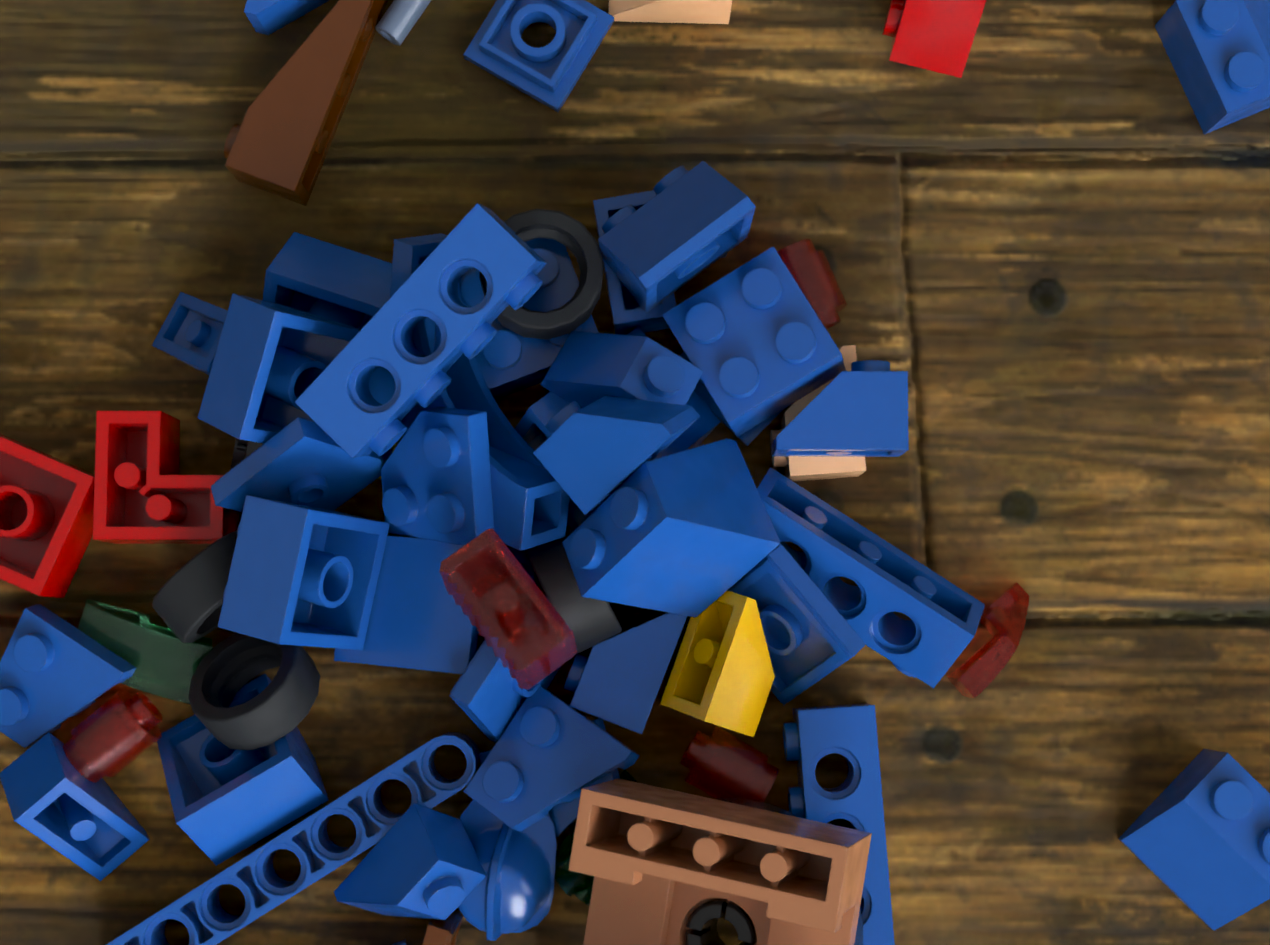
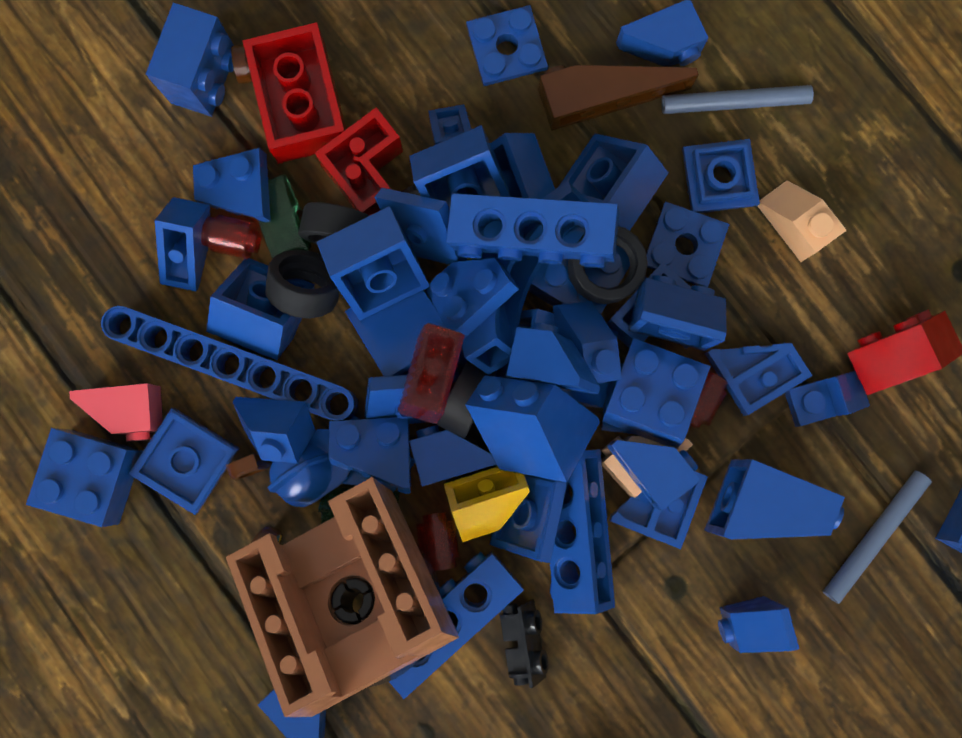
camera: 50 degrees right, 0 degrees up
(126, 149) = (510, 26): none -> blue piece
(434, 171) = (617, 174): none -> blue slope
(592, 116) = (703, 231): none -> blue piece
(828, 190) = (758, 373): none -> blue wing
(927, 130) = (826, 399): none -> blue slope
(932, 456) = (665, 526): none -> blue wing
(969, 768) = (528, 660): none -> black hinge
(1005, 306) = (771, 504): none -> blue slope
(1005, 622) = (614, 624): clear red slope -> none
(1144, 443) = (758, 626): none -> blue slope
(1147, 205) = (877, 536): none -> sand blue piece

